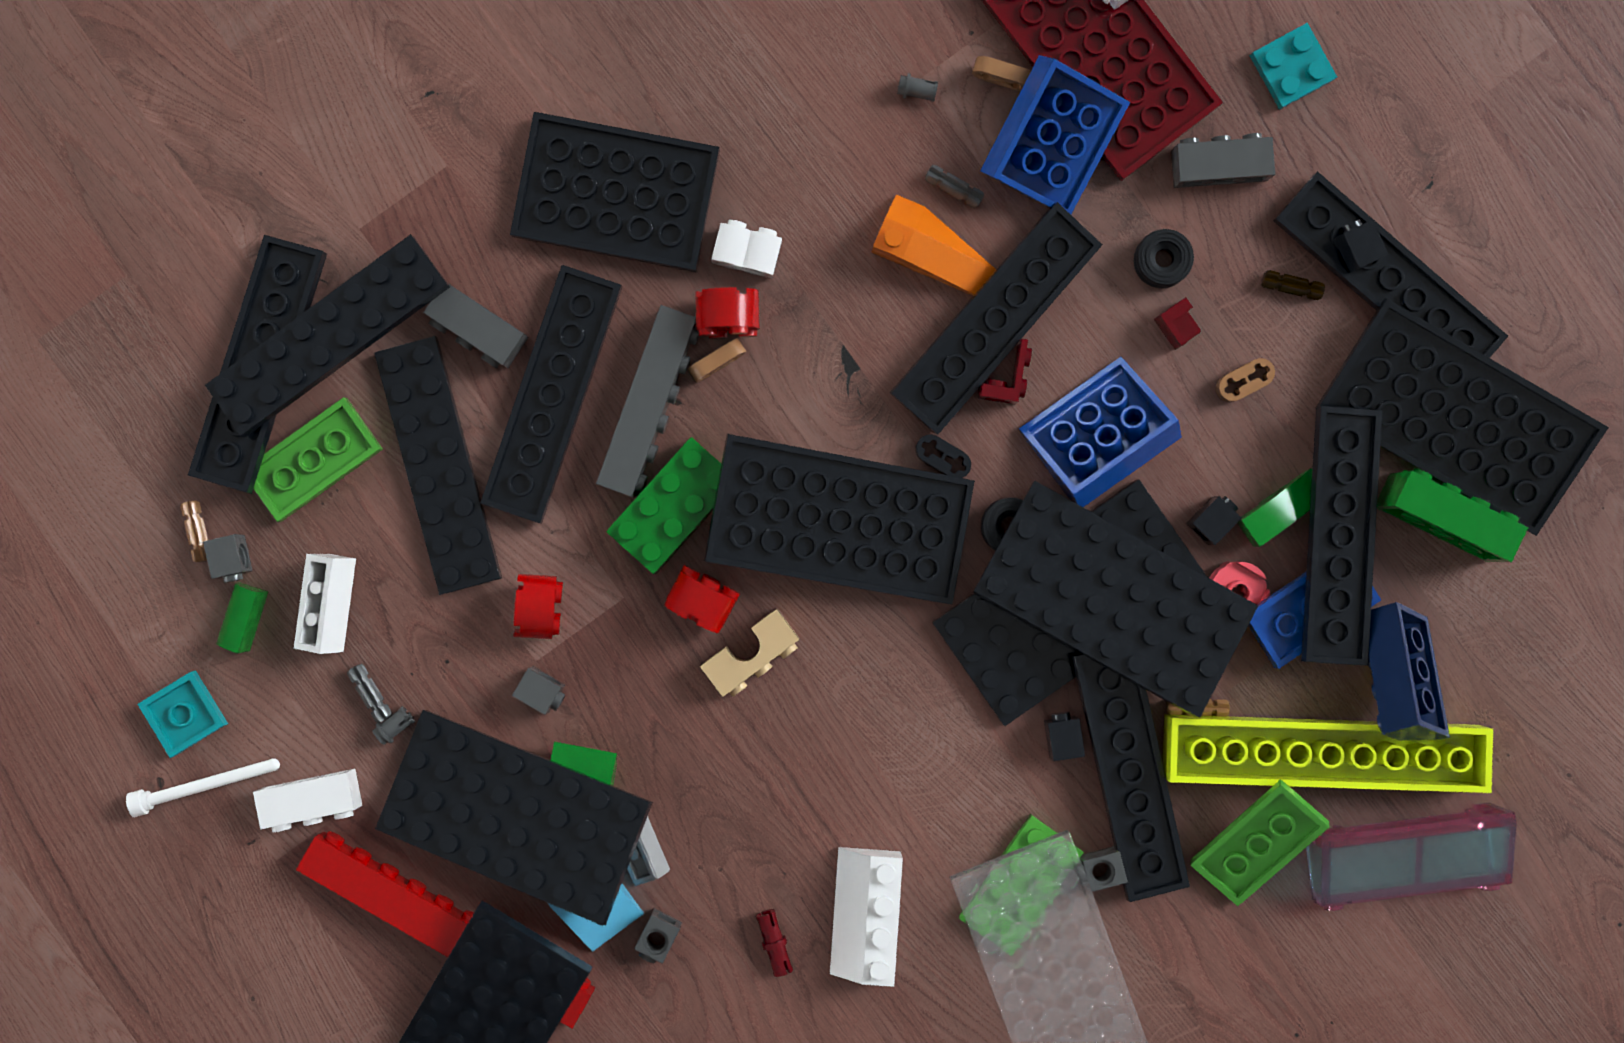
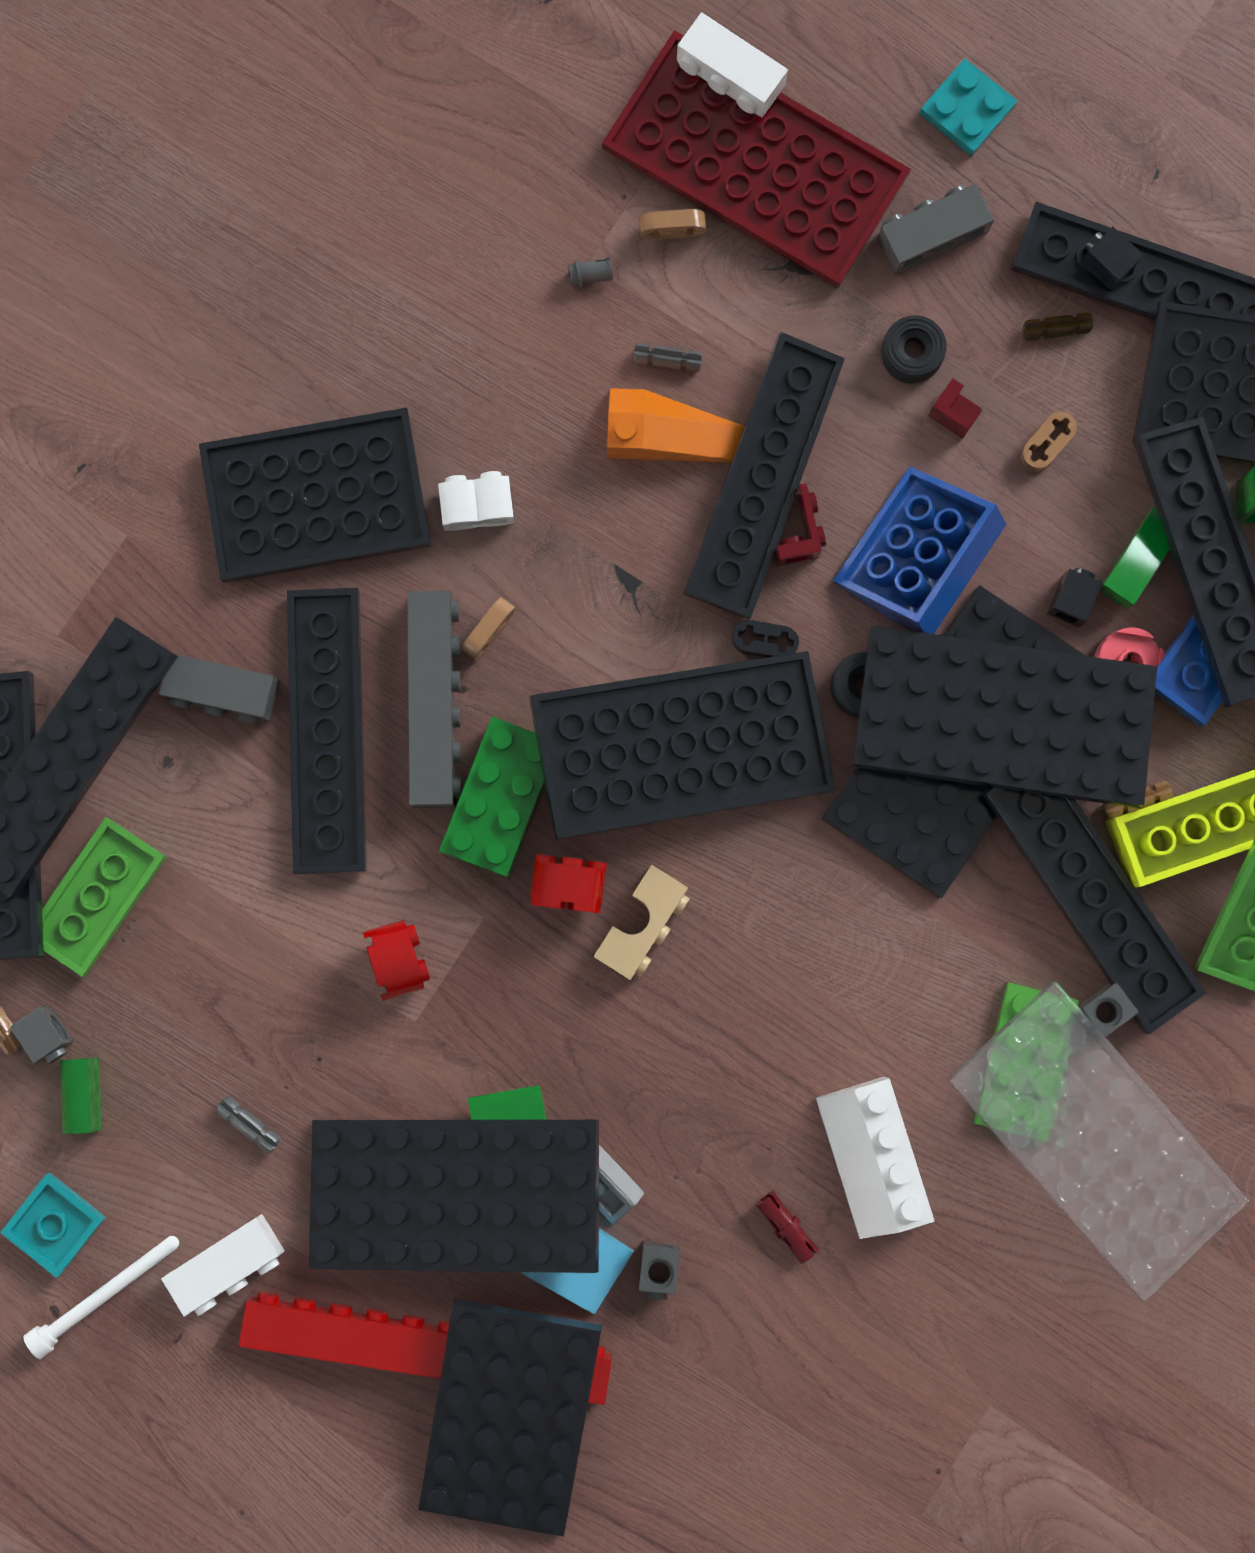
camera: 20 degrees left, 5 degrees down
(324, 603) = (165, 1044): white brick -> none
(393, 726) = (286, 1150): dark grey pin -> none
(438, 465) = (233, 852): black plate -> none
(540, 691) = (431, 1050): dark grey brick -> none
(727, 311) = (480, 572): red brick -> none
(1054, 134) = (751, 264): blue slope -> none
(1064, 736) = (1009, 884): black brick -> none

